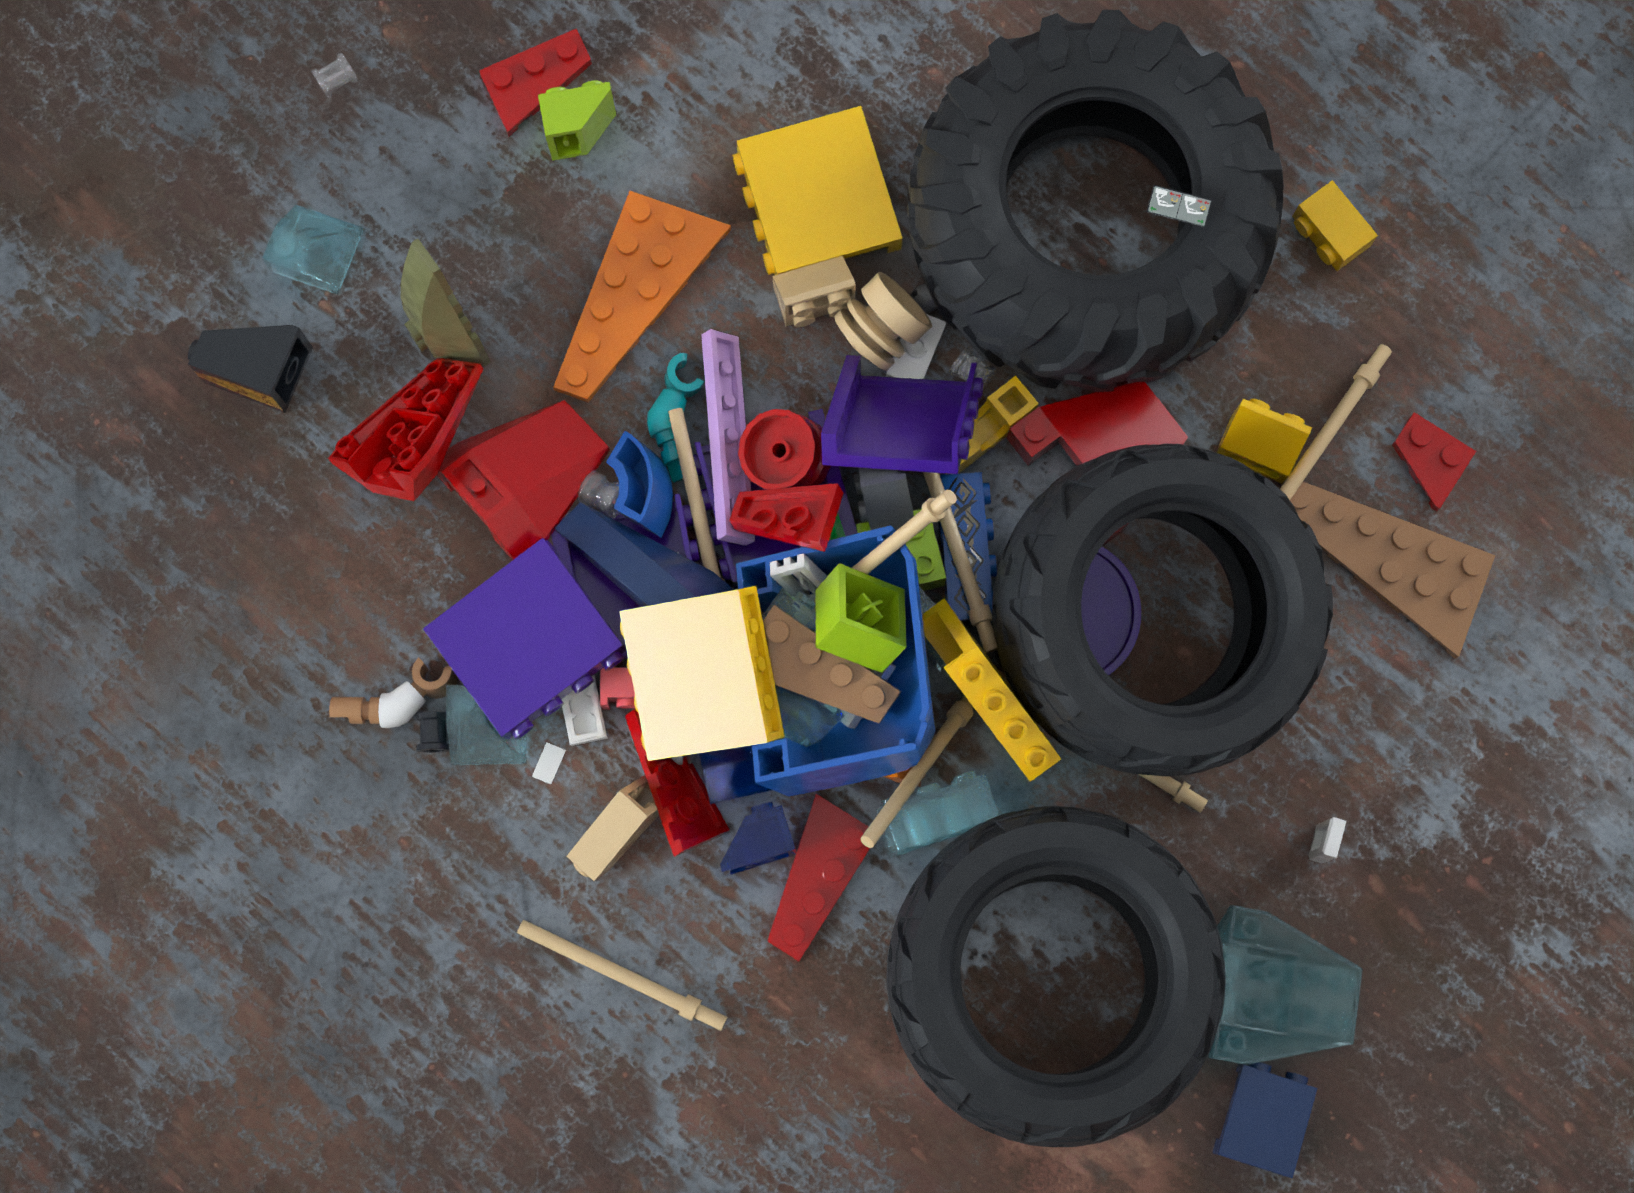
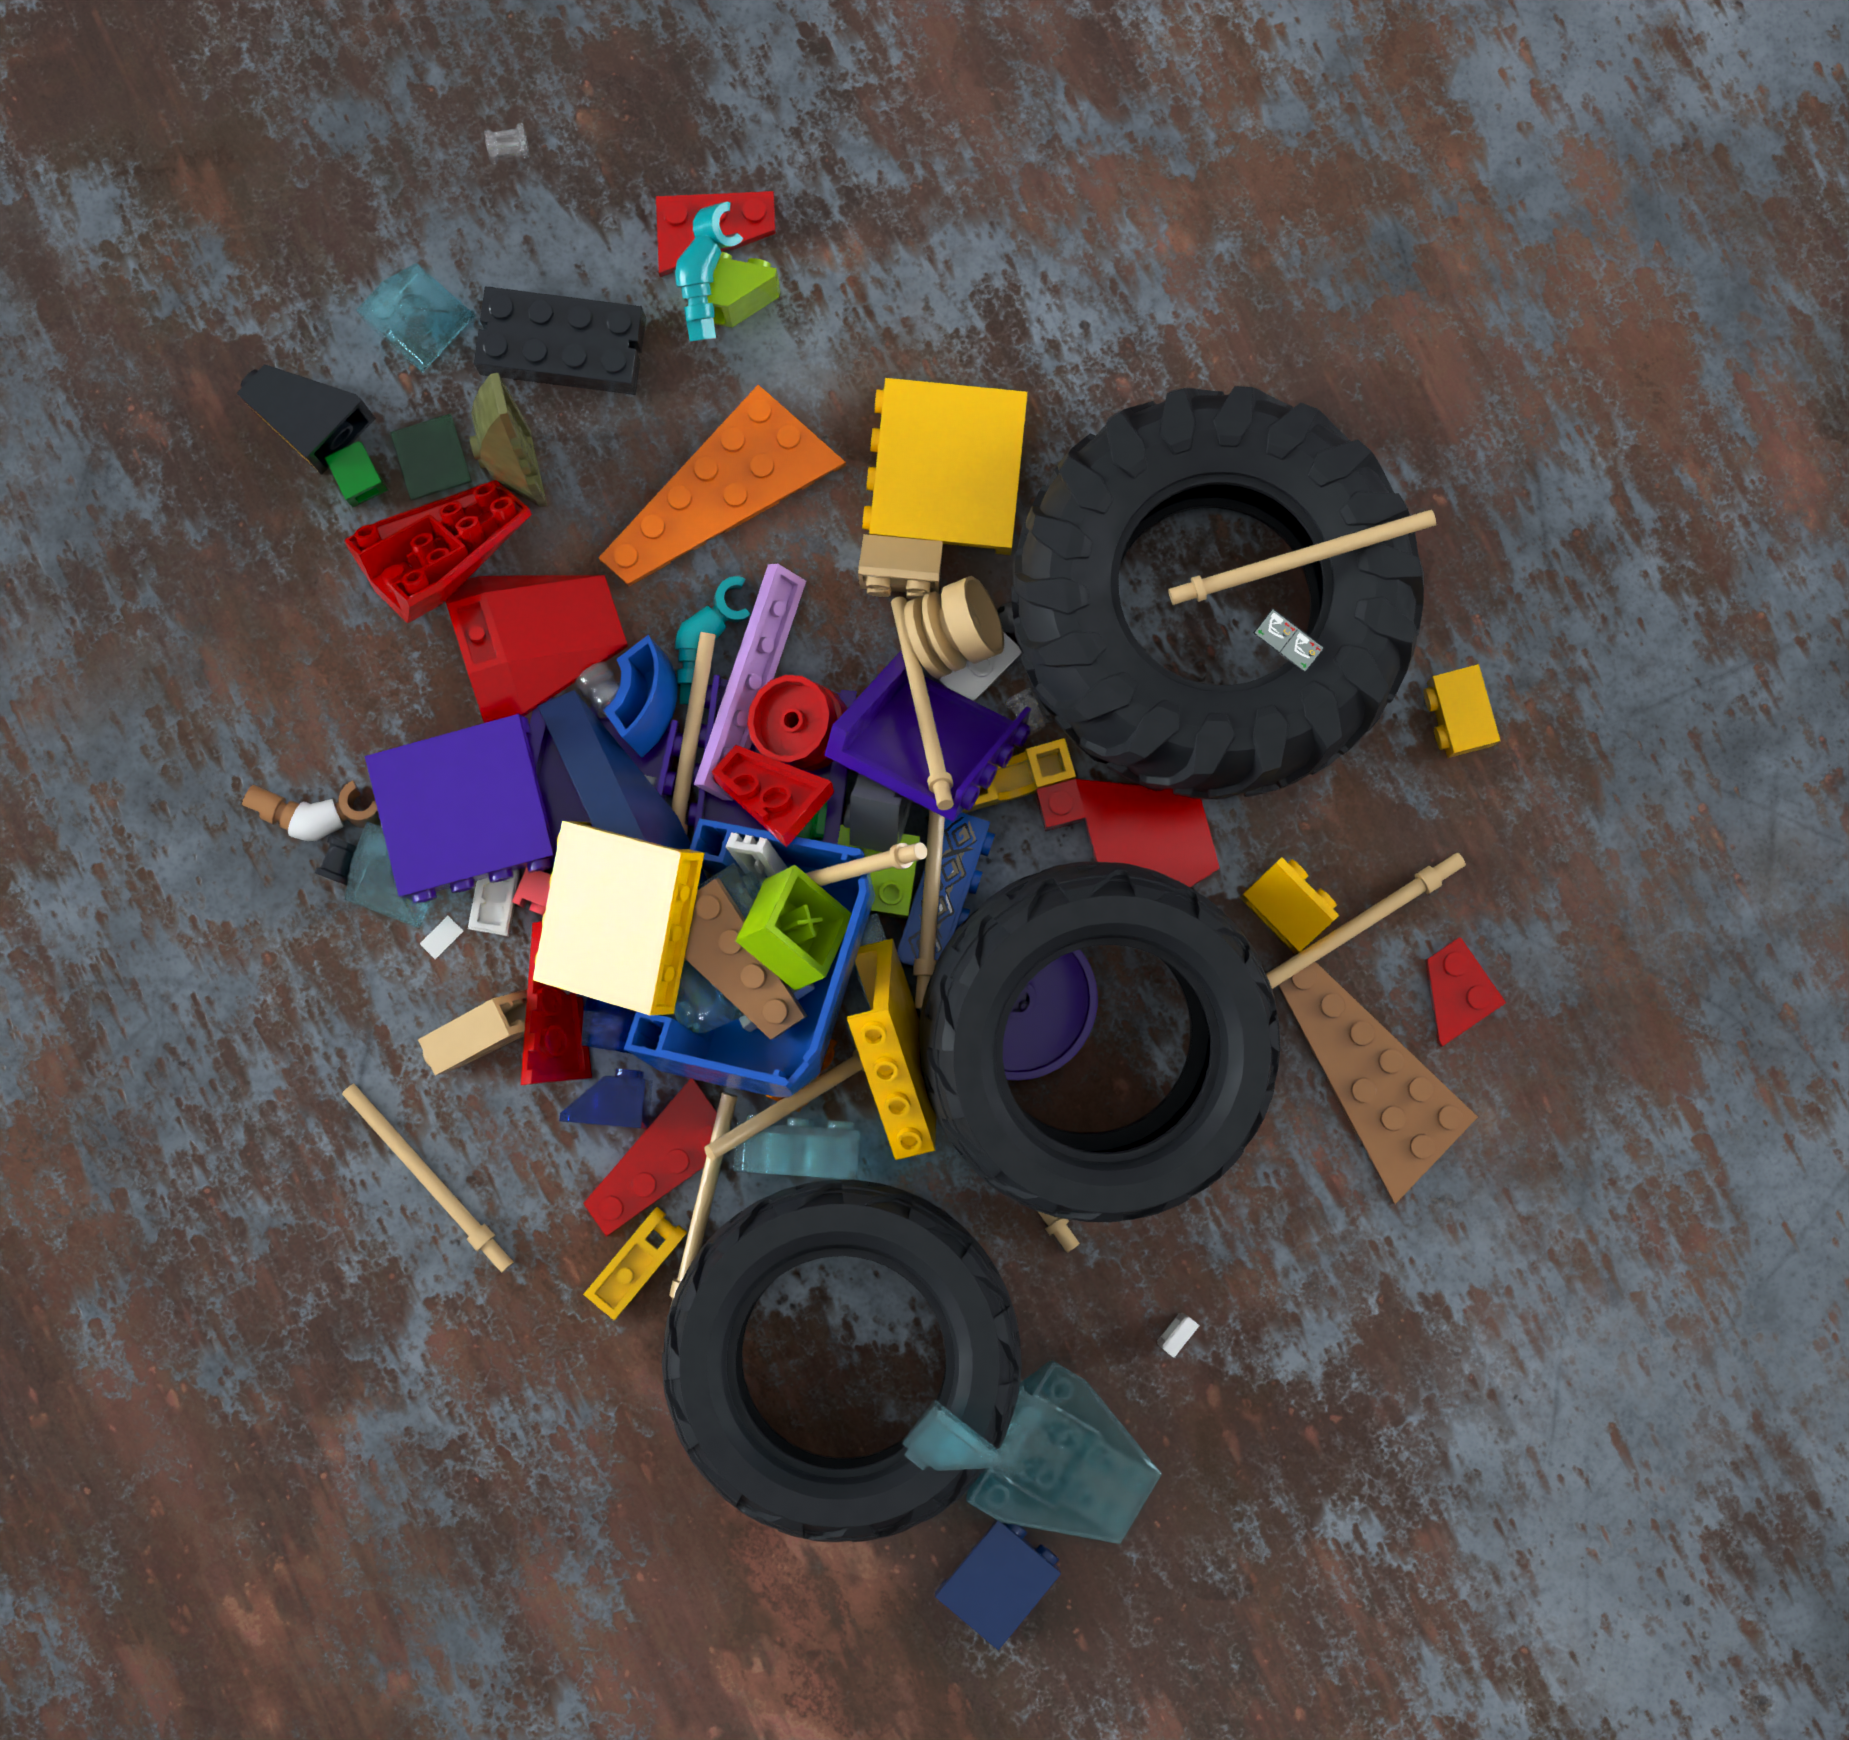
camera: 25 degrees right, 5 degrees up
(316, 398) = (356, 474): none -> green panel
(374, 359) = (431, 457): none -> clear green piece
(448, 215) = (560, 340): none -> black piece
(543, 104) = (696, 269): none -> teal piece
(834, 976) = (634, 1265): none -> yellow plate
(872, 900) = (706, 1190): none -> tan bar
(931, 442) = (939, 780): none -> tan bar
(1087, 190) = (1199, 588): none -> tan bar
(1189, 997) = (948, 1443): none -> clear light blue slope

